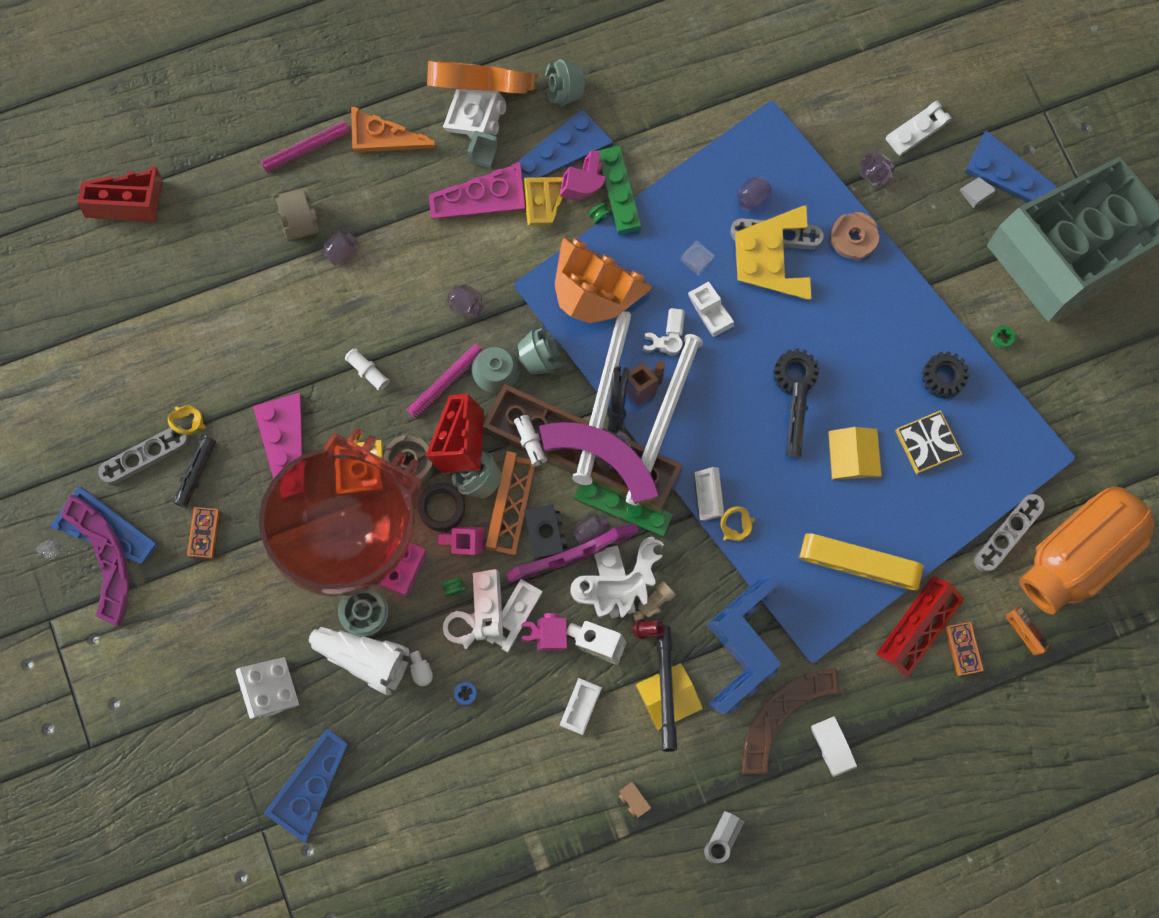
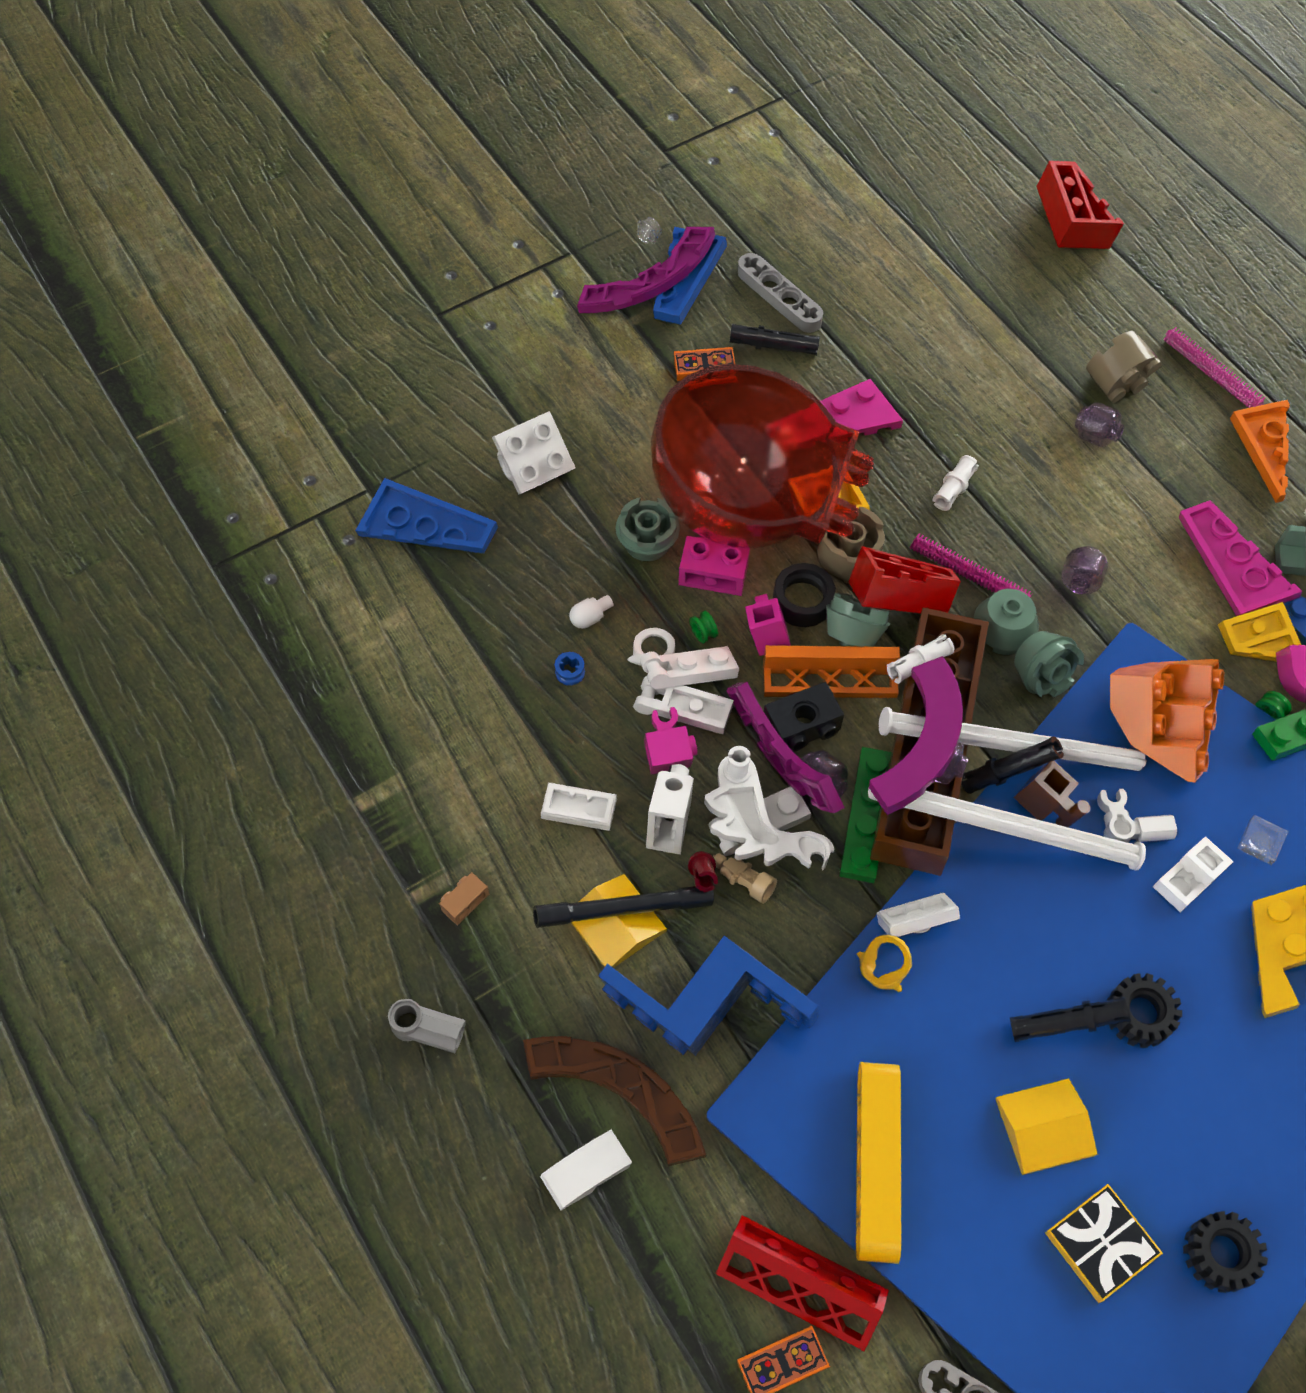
camera: 80 degrees right, 15 degrees down
(185, 411) = (840, 316): yellow piece -> none
(366, 658) = (587, 553): white cone -> none

